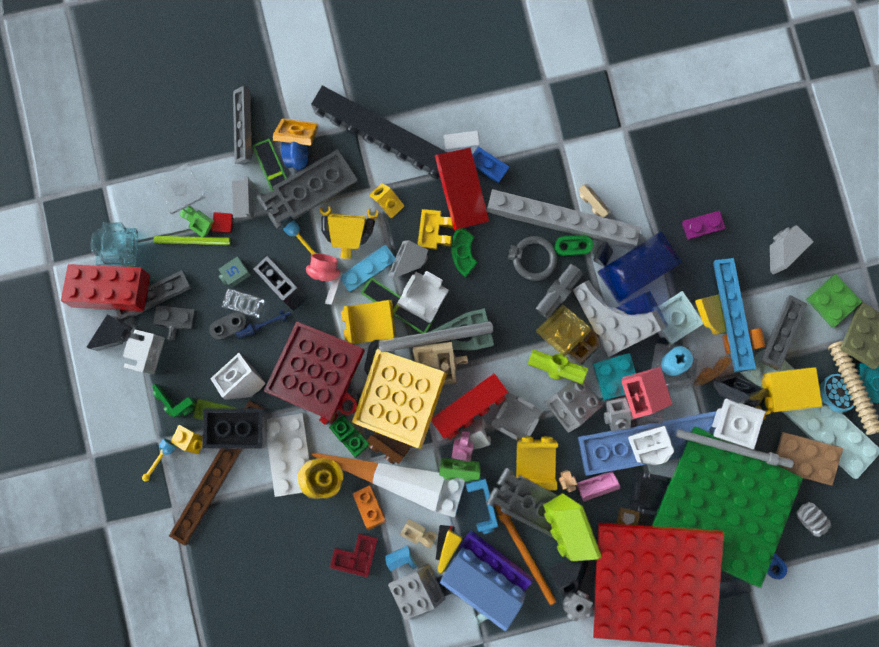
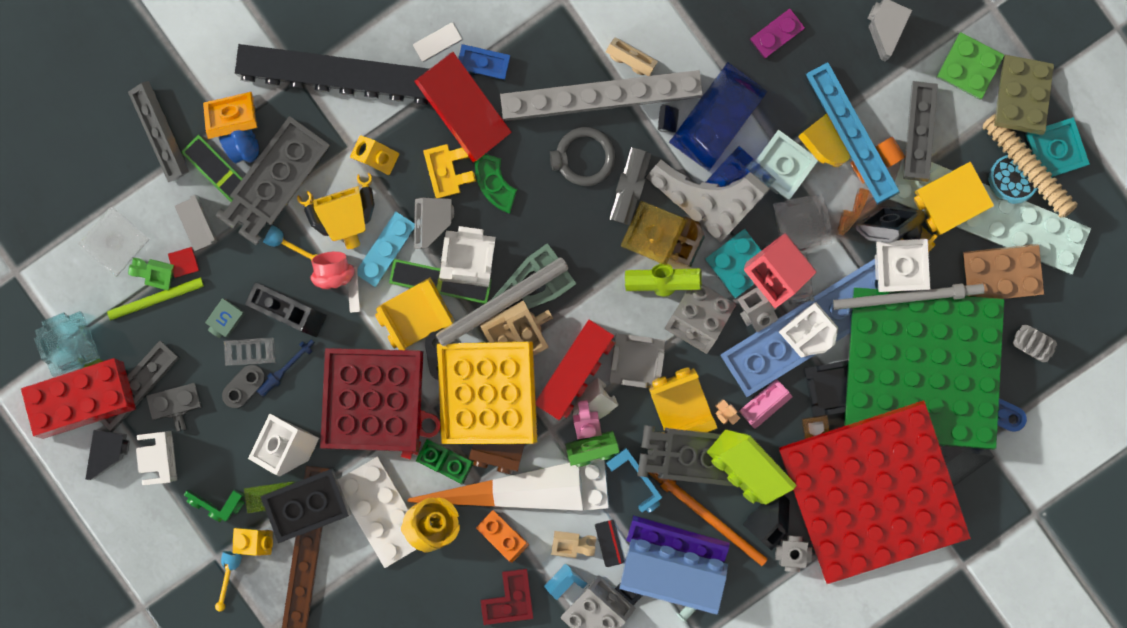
camera: 20 degrees left, 5 degrees up
(450, 545) = (616, 544): yellow slope -> none
(572, 244) = (626, 122): green plate -> none
(678, 354) = (795, 212): medium azure piece -> none

